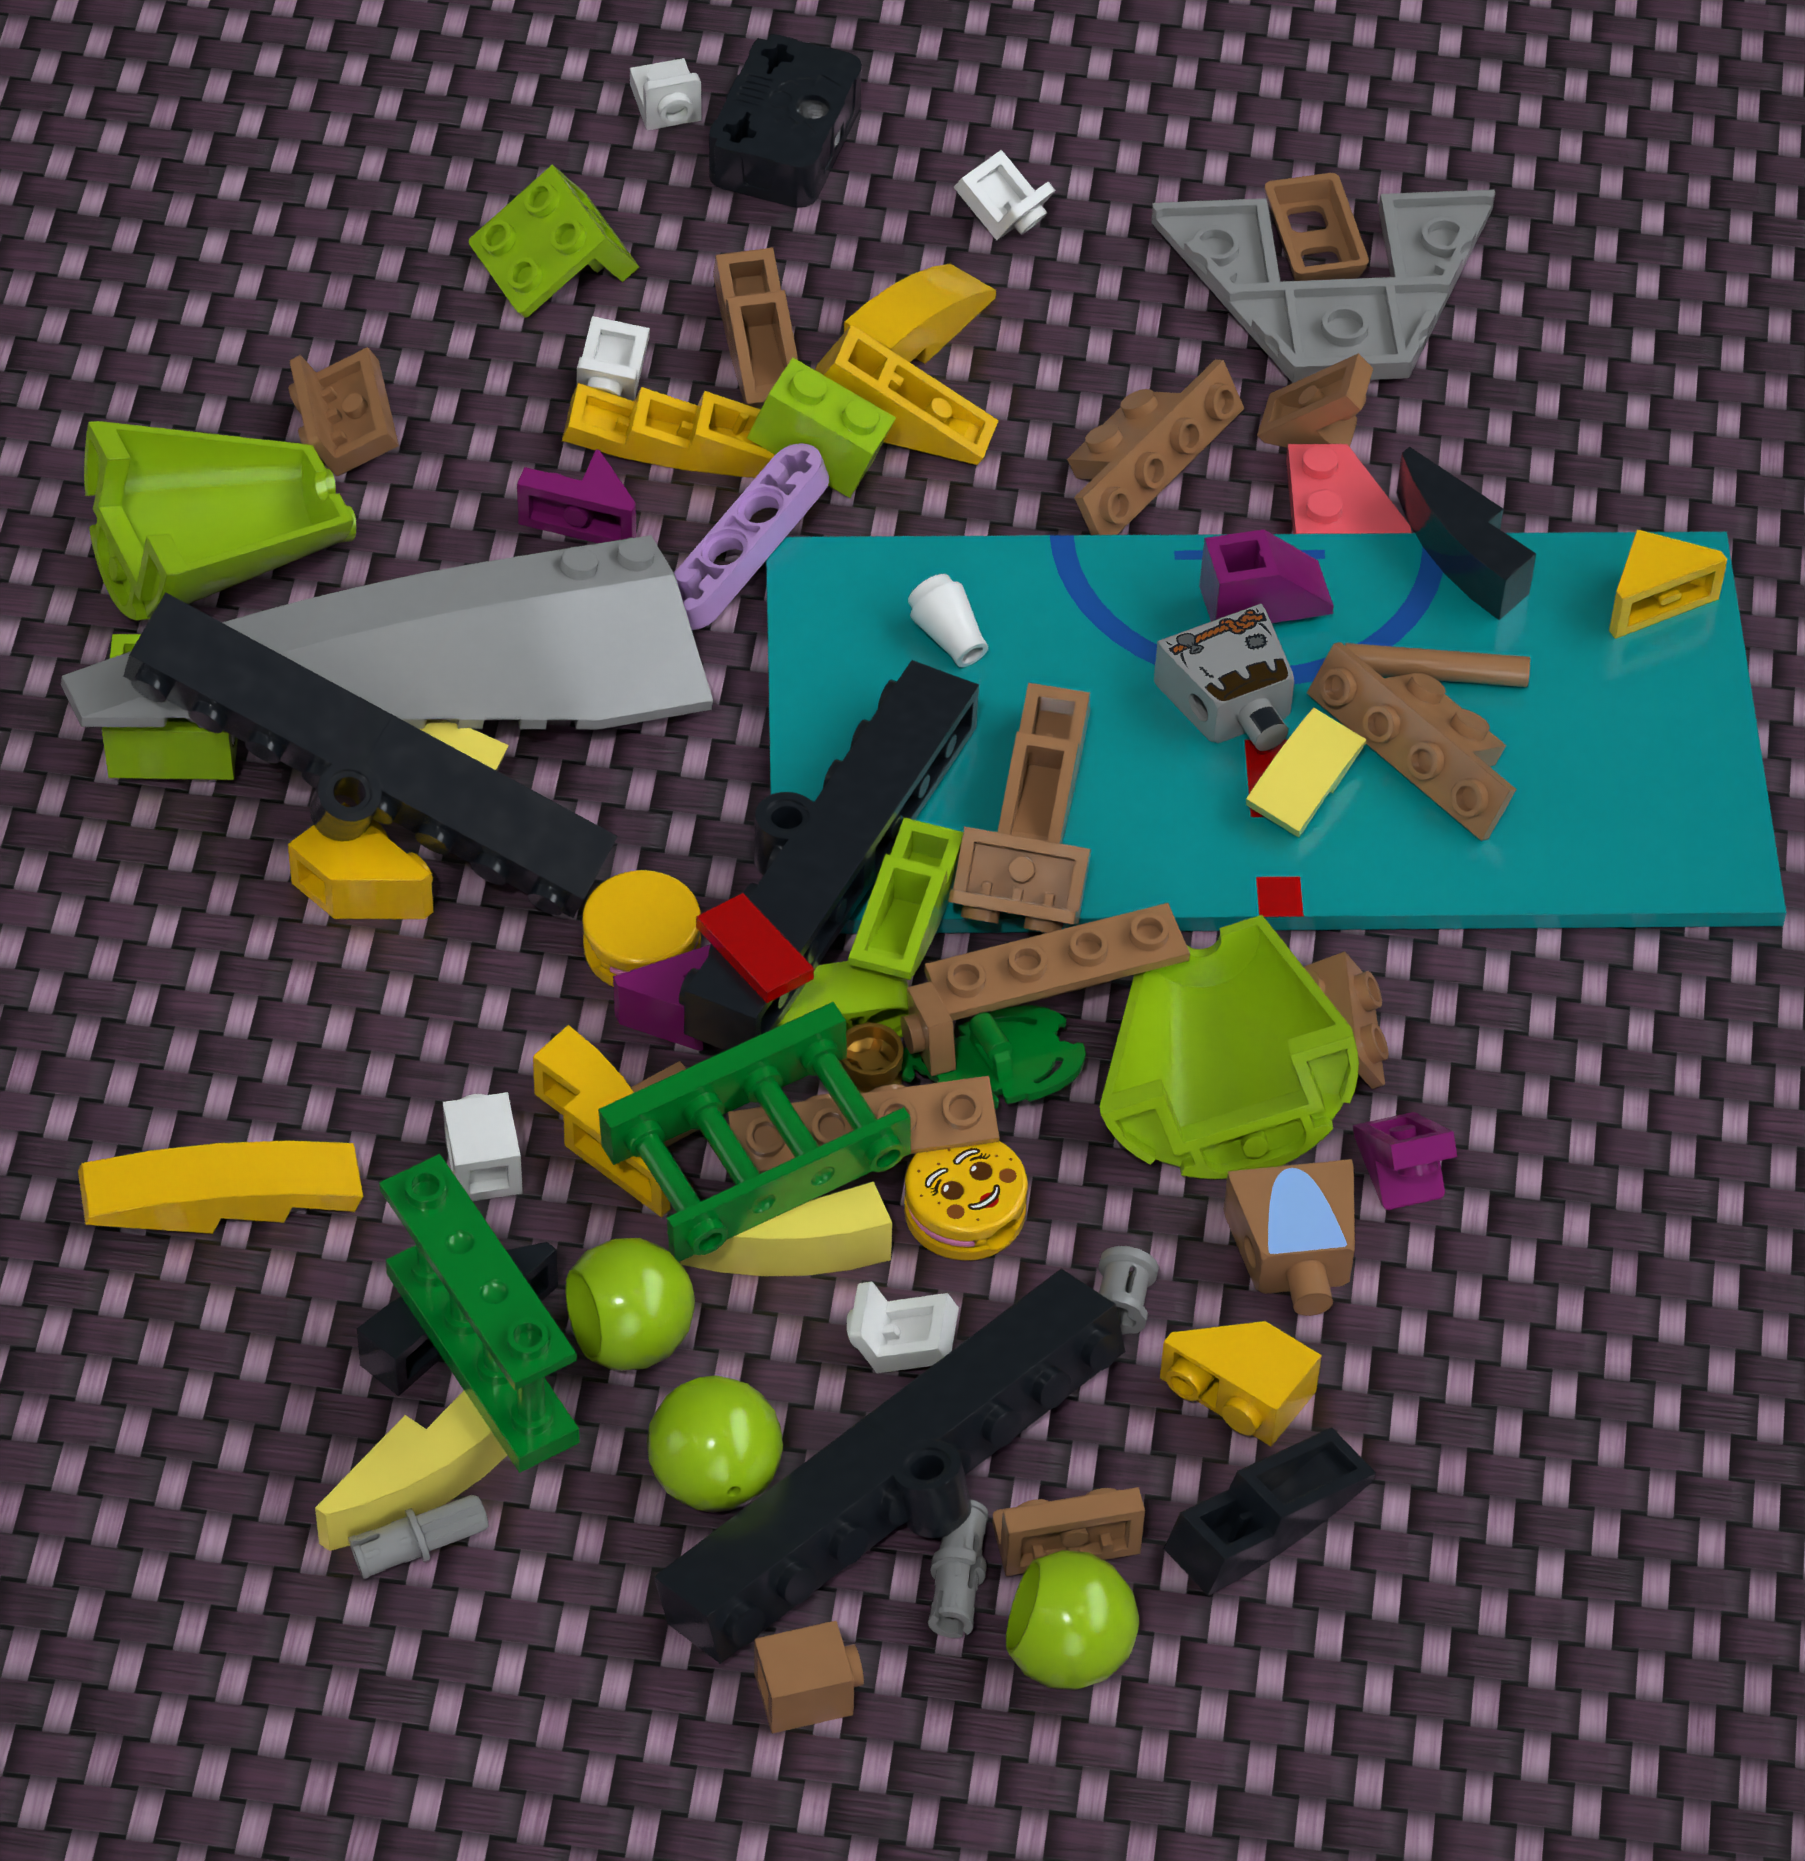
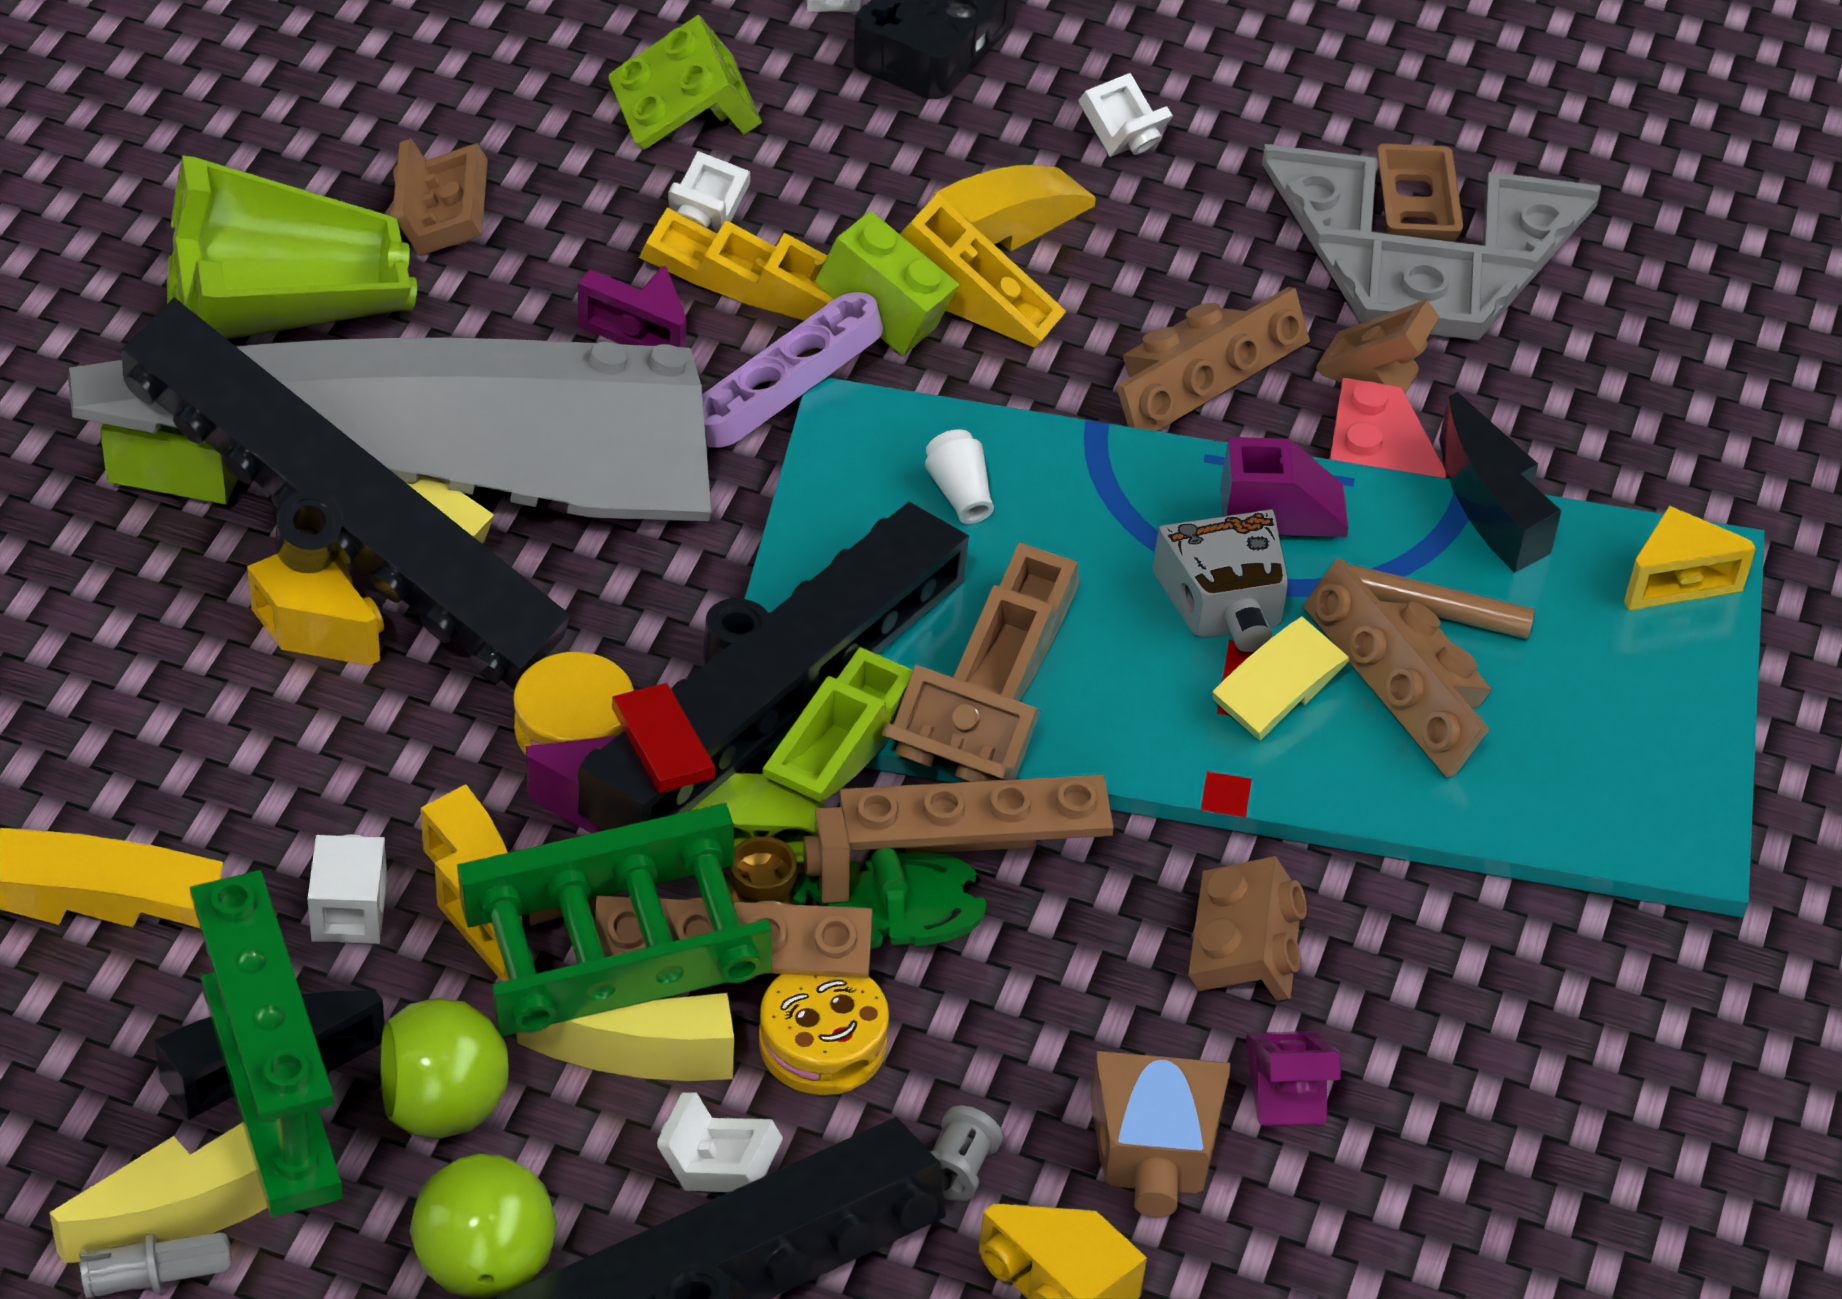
camera: 10 degrees right, 5 degrees down
(754, 320) = (854, 173): medium nougat slope -> none
(1229, 1059) = (1125, 941): lime cone -> none

